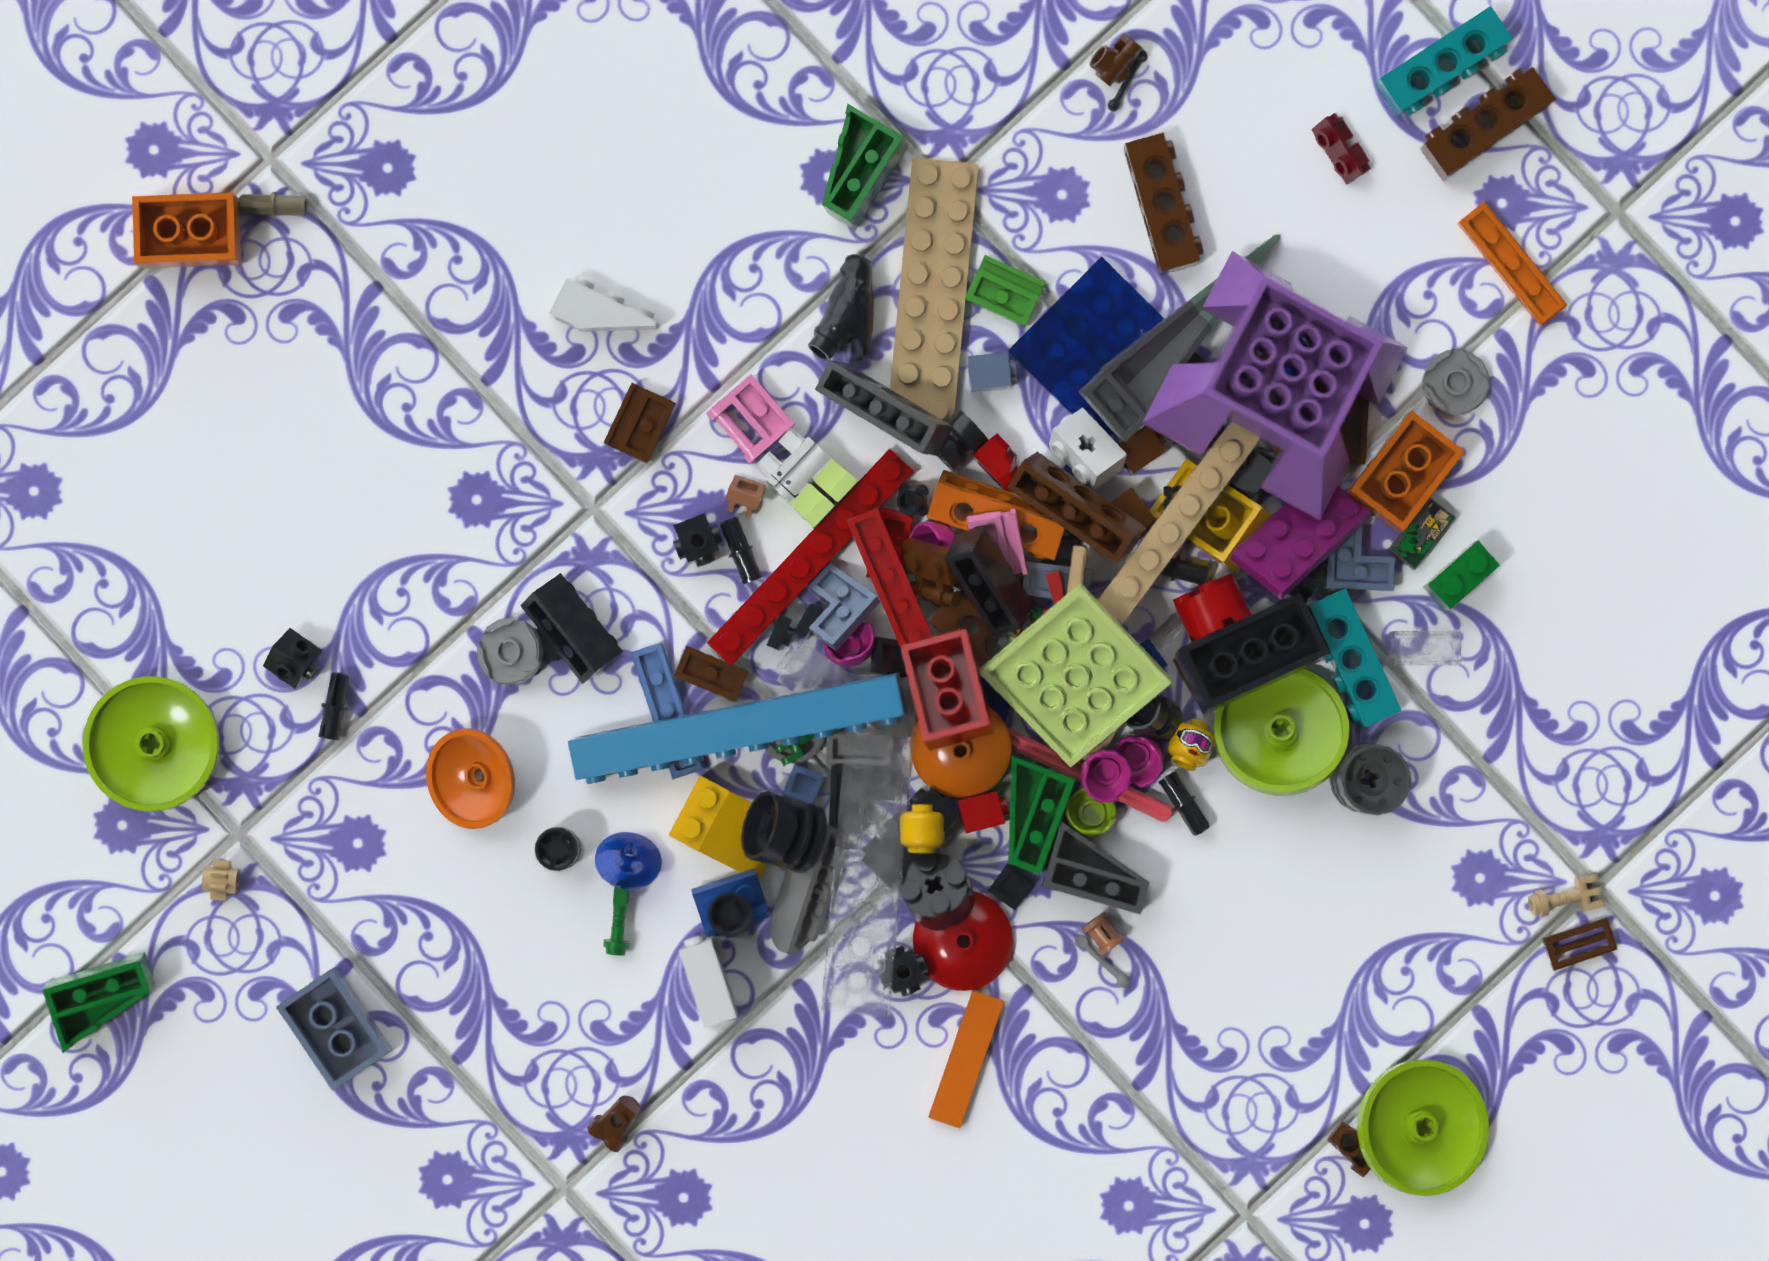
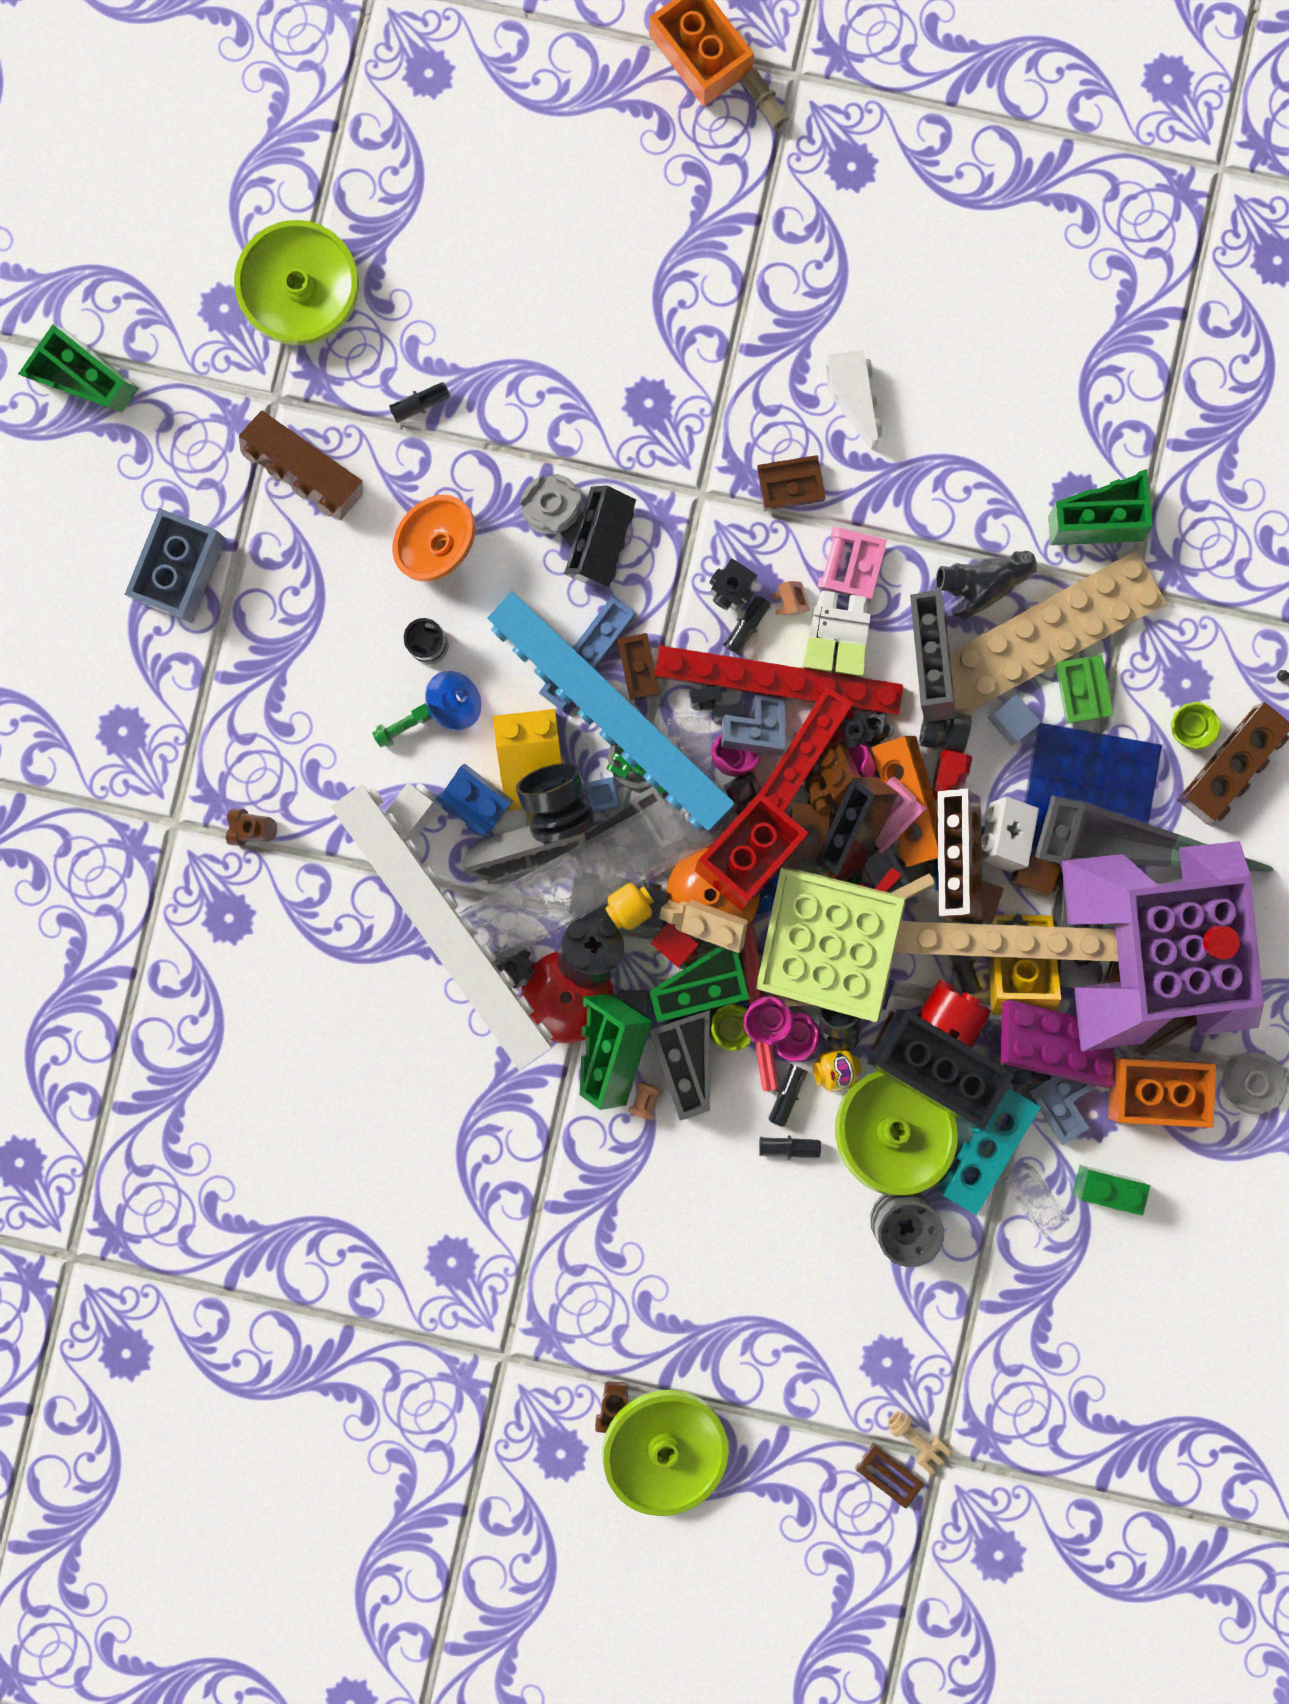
camera: 70 degrees right, 0 degrees up
(220, 880) = (230, 405): tan gear -> none
(293, 659) = (433, 344): black brick -> none
(320, 853) = (300, 465): none -> reddish brown brick
(730, 914) = (463, 804): black wheel -> none
(827, 1005) = (441, 925): none -> white brick
(910, 513) = (865, 732): none -> black plate
(966, 1059) = (463, 1065): orange tile -> none
(983, 772) = (706, 923): none -> tan hinge
(1039, 932) = (613, 1050): none -> green wedge
(1082, 942) = (620, 1139): light grey hinge -> none
(1104, 216) = (1195, 725): none -> lime hair
(1231, 833) = (789, 1147): none -> black axle
(1302, 342) = (1221, 942): none -> red tile
(1421, 534) = (1120, 1137): tile -> none

